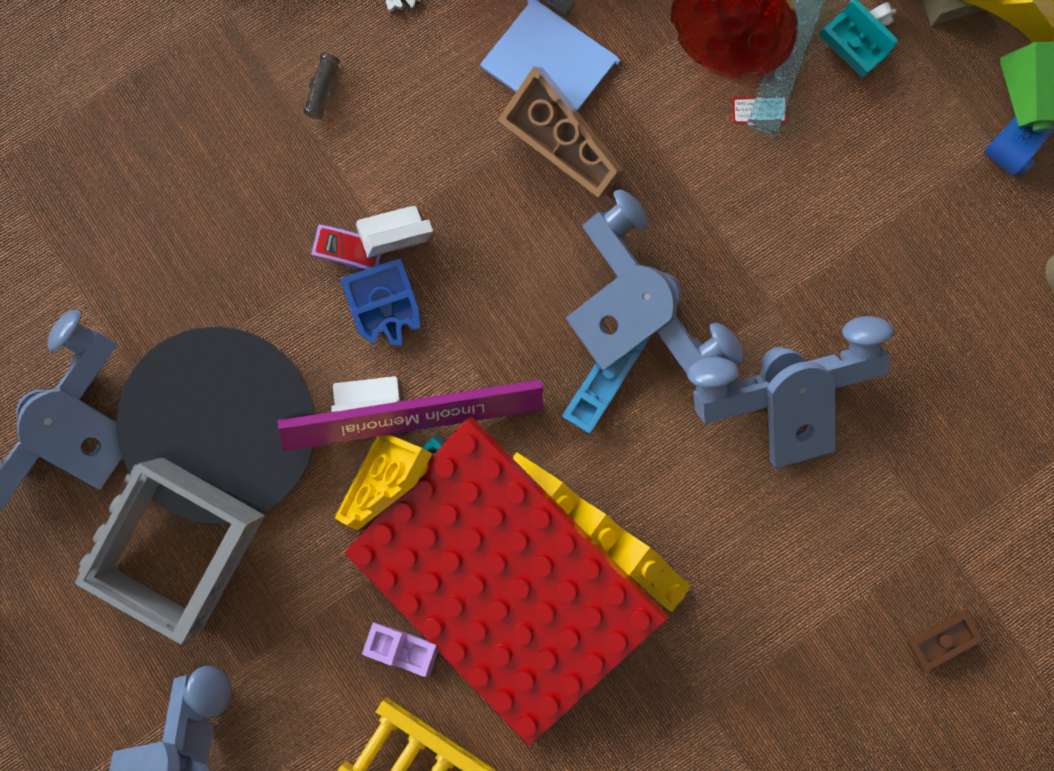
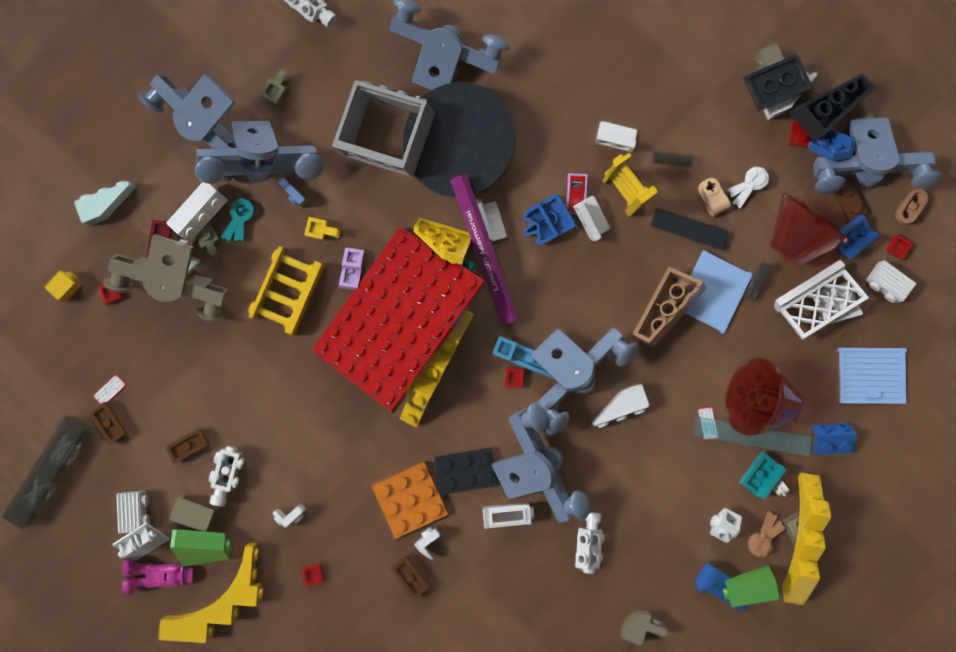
camera: 75 degrees right, 5 degrees up
(59, 732) = (274, 89): none -> olive plate
(255, 728) = (294, 196): none -> medium blue plate
(266, 168) = (616, 136): none -> white panel
(321, 695) = (319, 228): none -> yellow plate
(352, 154) = (628, 184): none -> yellow fence
(399, 33) = (714, 199): none -> light nougat piece
(440, 81) = (689, 229): none -> black tile
(635, 405) = (514, 378): none -> red tile
(706, 232) = (625, 402): none -> white slope
(777, 514) = (465, 471): none -> black plate
(812, 618) = (409, 499): none -> orange plate
(863, 456) = (507, 515): none -> white window
(881, 597) = (428, 536): none -> white plate
(930, 108) = (725, 525): none -> white brick
(932, 331) = (588, 545): none -> white brick
(963, 61) = (760, 543): none -> nougat piece

